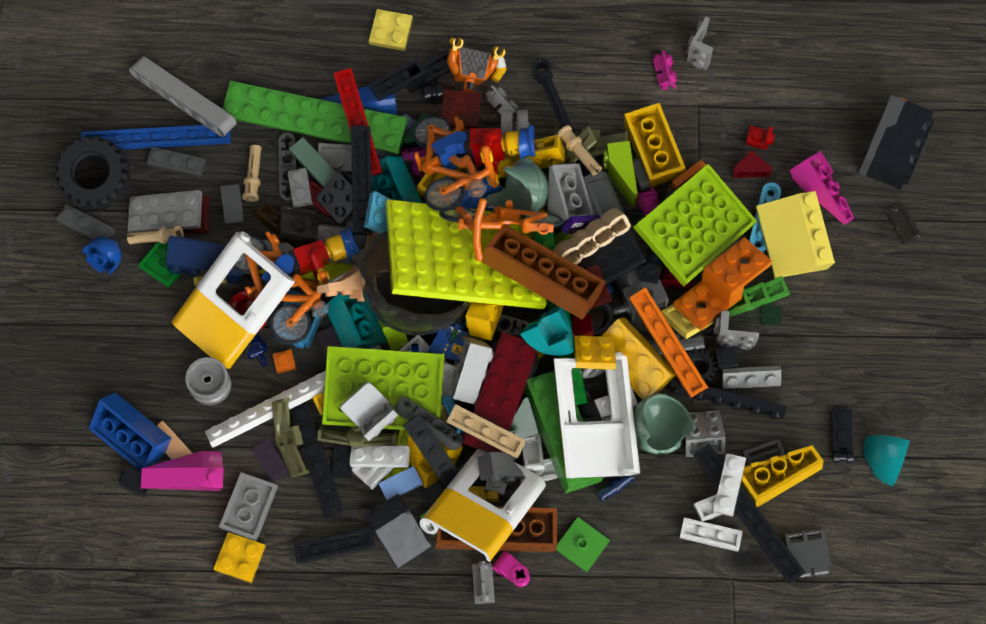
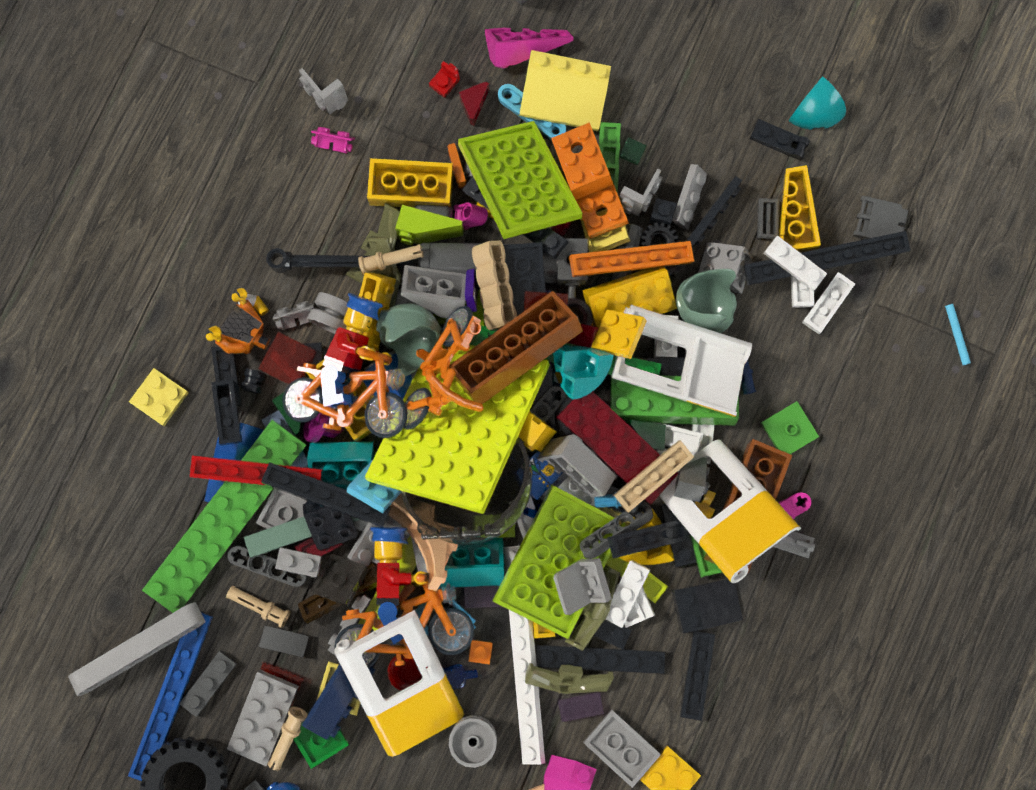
camera: 70 degrees left, 10 degrees up
(400, 483) = (661, 583): light blue tile -> none

